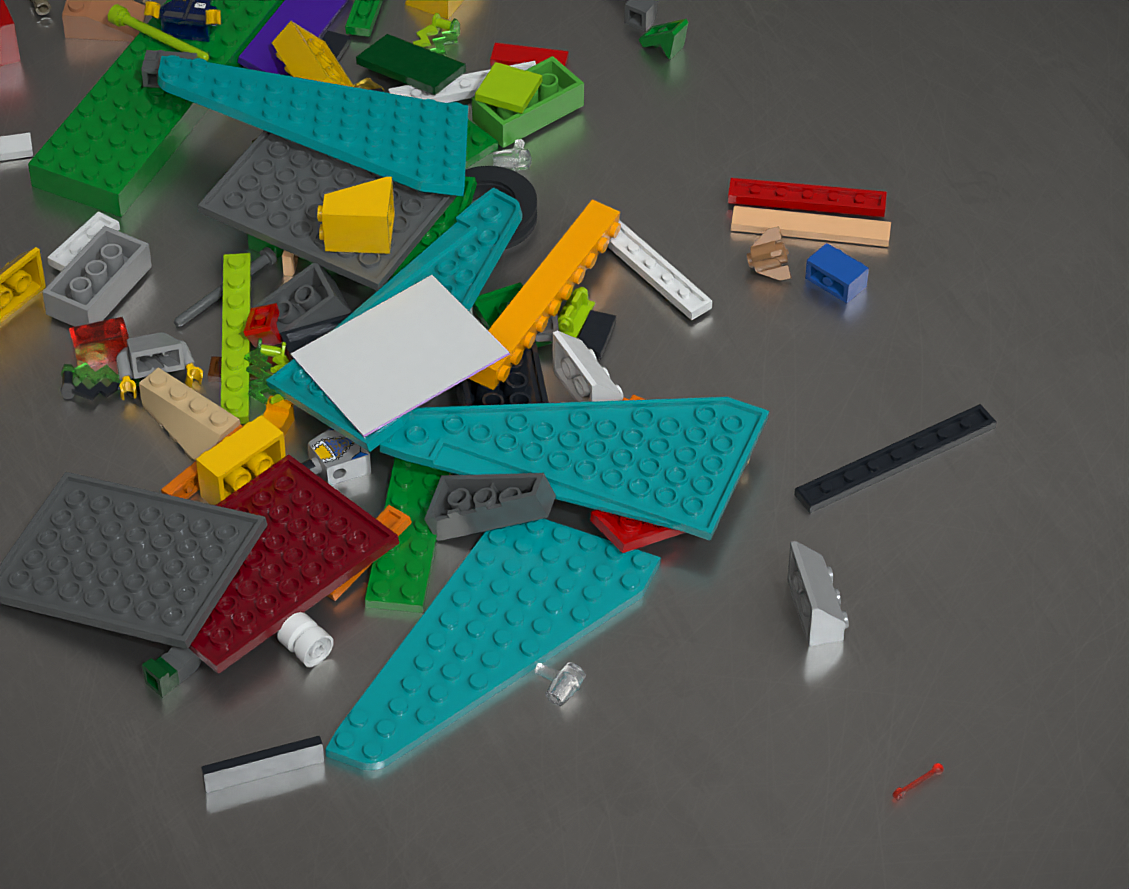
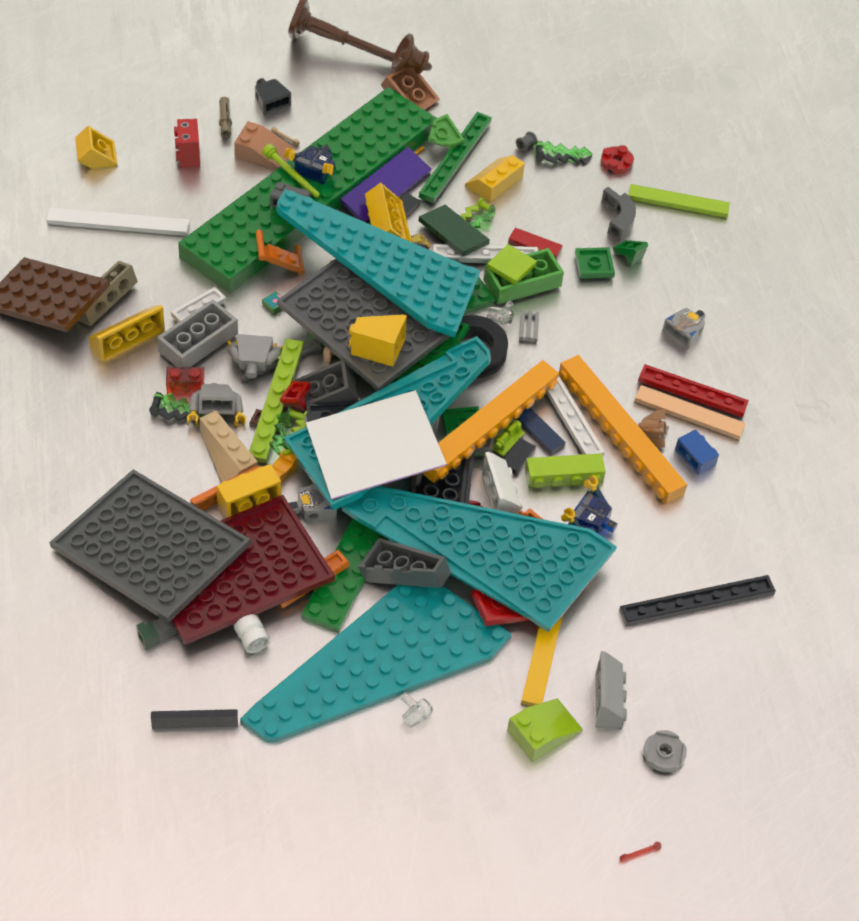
camera: 10 degrees right, 5 degrees up
(172, 149) = (279, 256): none -> orange plate
(184, 283) = (254, 353): none -> light grey torso
(187, 214) = (270, 302): none -> tile
(553, 153) = (530, 316): none -> light grey tile
(616, 296) = (541, 431): none -> dark blue tile
(620, 64) = (594, 262): none -> green plate
(665, 336) = (564, 470): none -> lime brick
(711, 588) = (540, 665): none -> yellow tile
(718, 374) = (592, 511): none -> torso
(727, 267) = (622, 430): none -> light orange brick
(739, 663) = (542, 728): none -> lime slope
(770, 118) = (685, 326): none -> light grey torso
(907, 665) = (659, 761): none -> light grey plate

